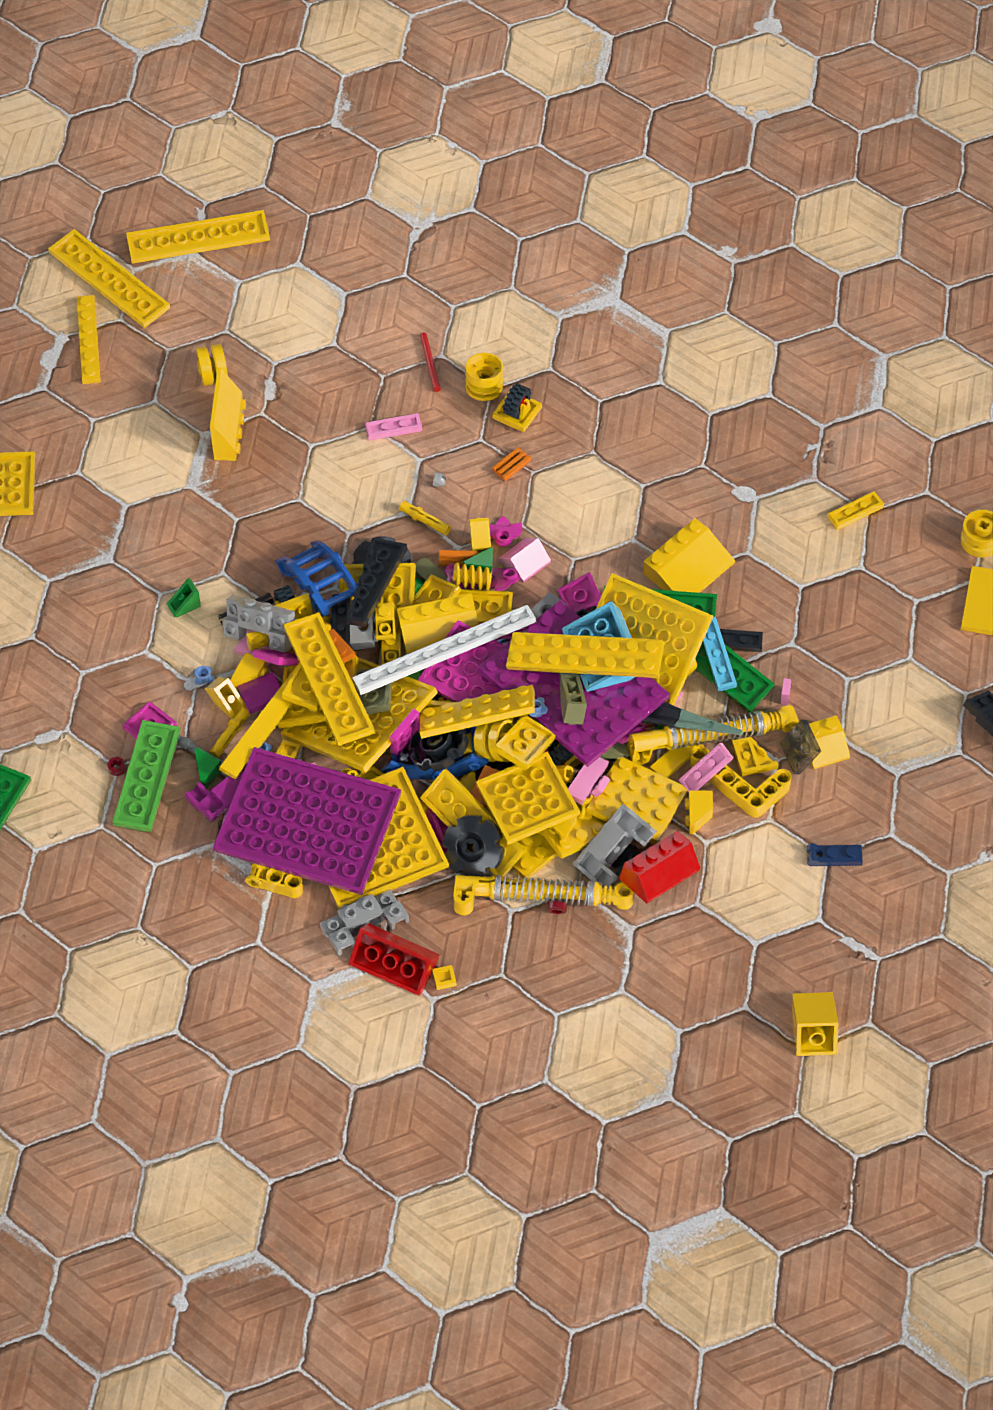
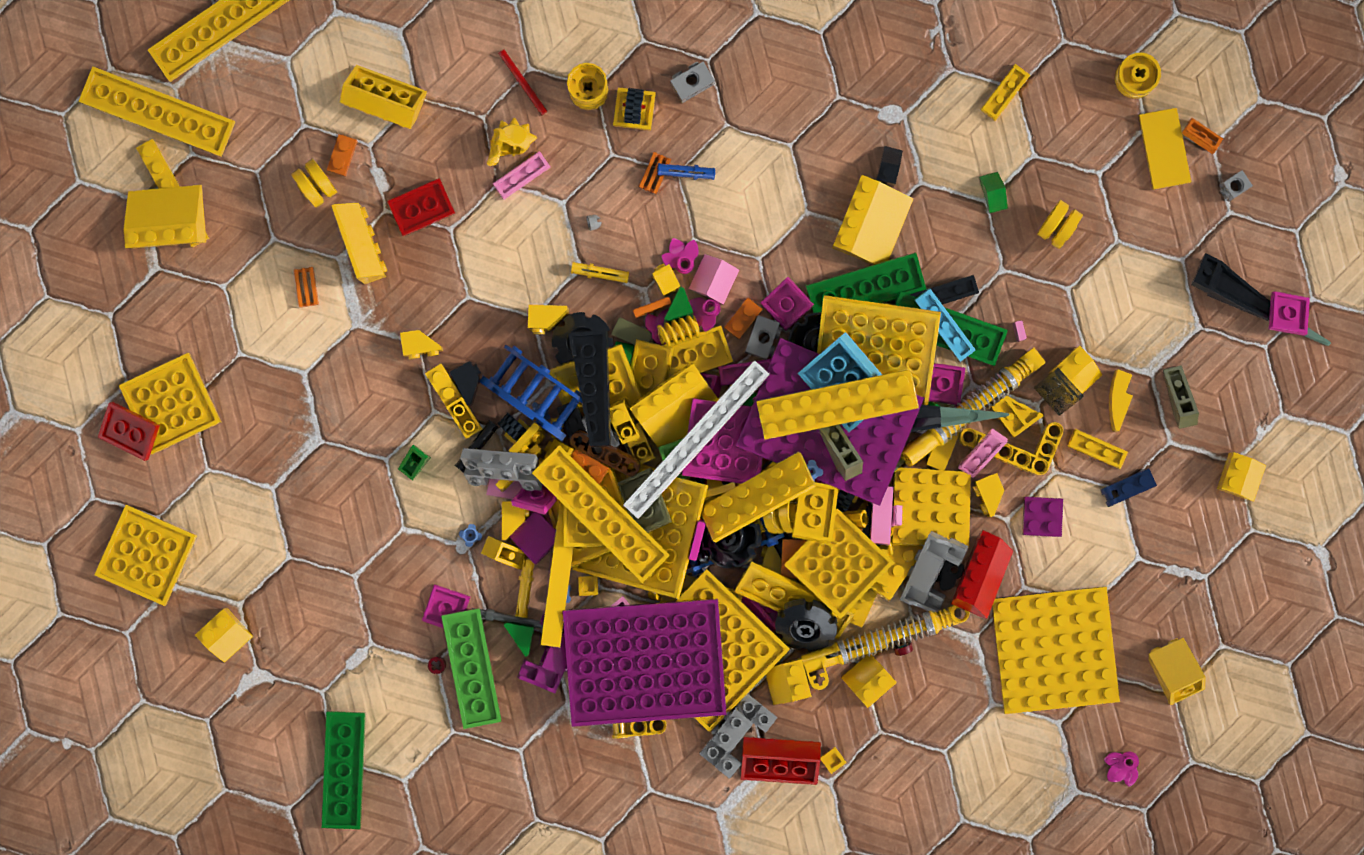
camera: 20 degrees left, 30 degrees up
(71, 350) = (164, 217): none -> yellow slope
(166, 431) = (306, 289): none -> orange tile
(236, 514) = (417, 343): none -> yellow slope
(244, 564) = (453, 400): none -> yellow slope
(247, 361) = (342, 155): none -> orange plate
(265, 553) = (467, 380): none -> black slope
(294, 418) = (421, 207): none -> red plate
(303, 330) = (382, 96): none -> yellow slope
(357, 641) = (604, 455): none -> reddish brown beam
(358, 526) = (545, 317): none -> yellow slope
(394, 394) = (509, 140): none -> yellow head
(434, 895) = (788, 682): none -> yellow slope
(512, 924) = (868, 680): none -> yellow slope
(534, 595) = (743, 318): none -> orange plate
(540, 469) = (663, 169): none -> blue pin
(577, 407) = (683, 89): none -> light grey brick
(699, 704) = (947, 384): none -> dark pink tile
(703, 966) = (1055, 650): none -> yellow plate
(723, 1092) = (1120, 770): none -> dark pink plate
(724, 526) = (889, 166): none -> black slope
(741, 850) = (1042, 516): none -> magenta plate
(811, 581) = (994, 192): none -> green slope
(818, 813) = (1097, 449): none -> yellow tile
(857, 776) = (1119, 399): none -> yellow slope
(859, 616) = (1061, 225): none -> yellow wheel
(916, 798) = (1181, 397): none -> olive slope
(948, 882) = (1241, 476): none -> yellow slope

